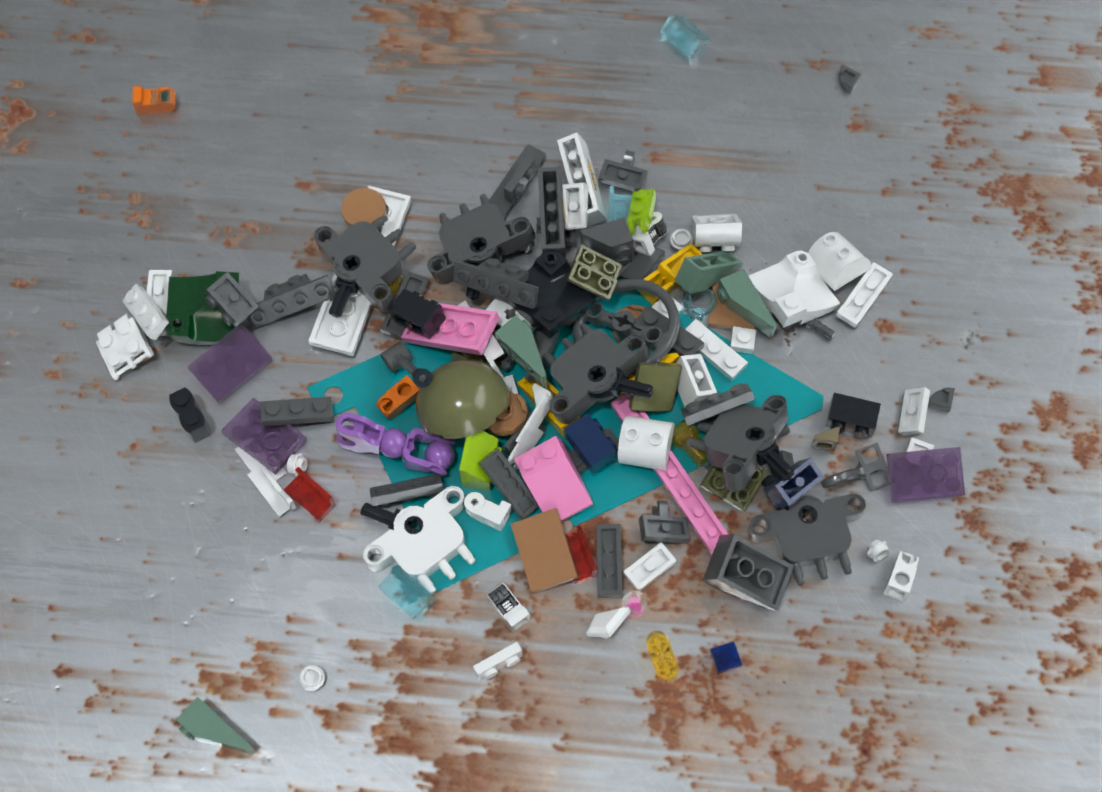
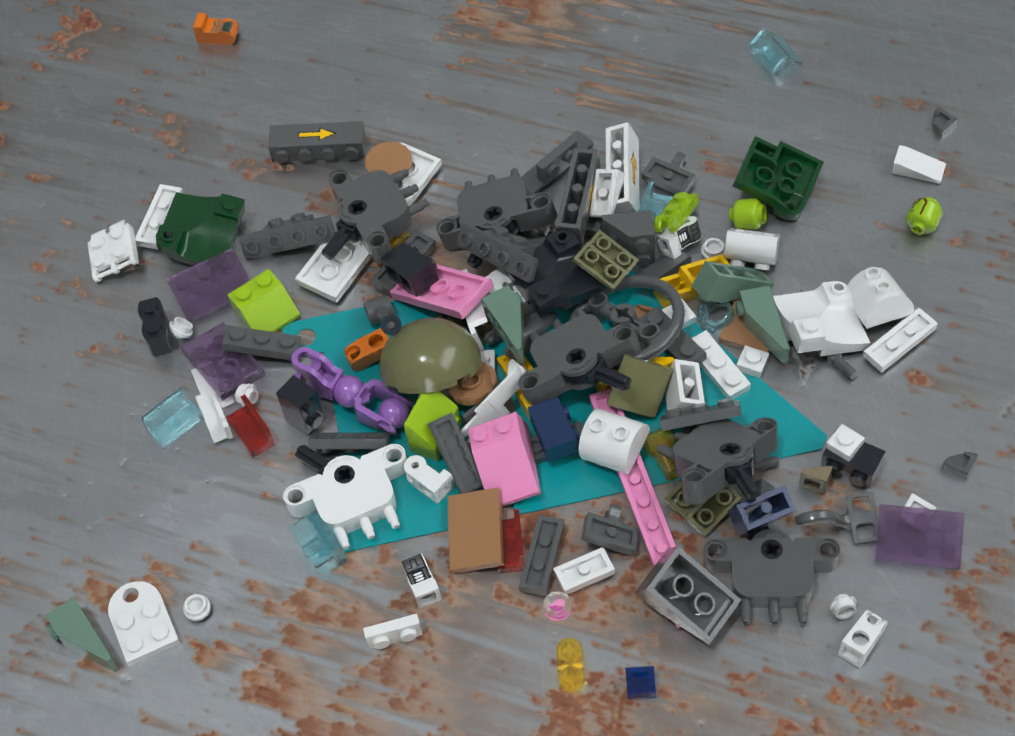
camera: 20 degrees right, 10 degrees down
(145, 311) = (142, 220): white plate -> none
(214, 411) = (180, 328): none -> white plate
(230, 300) = (226, 221): dark grey bracket -> none
(233, 502) = (171, 418): none -> clear light blue panel
(266, 704) = (141, 625): none -> white plate
(286, 372) = (263, 303): none -> lime slope
(287, 199) = (317, 141): none -> dark grey brick
(353, 466) = (300, 405): none -> black brick
(606, 623) = (520, 616): white piece -> none
(703, 200) = (748, 214): none -> lime head
(721, 158) = (778, 176): none -> dark green slope
(838, 125) = (918, 165): none -> white slope
(846, 403) = (845, 442): none -> white plate
(856, 173) = (924, 215): none -> lime head
(914, 411) = (924, 469): white plate -> none

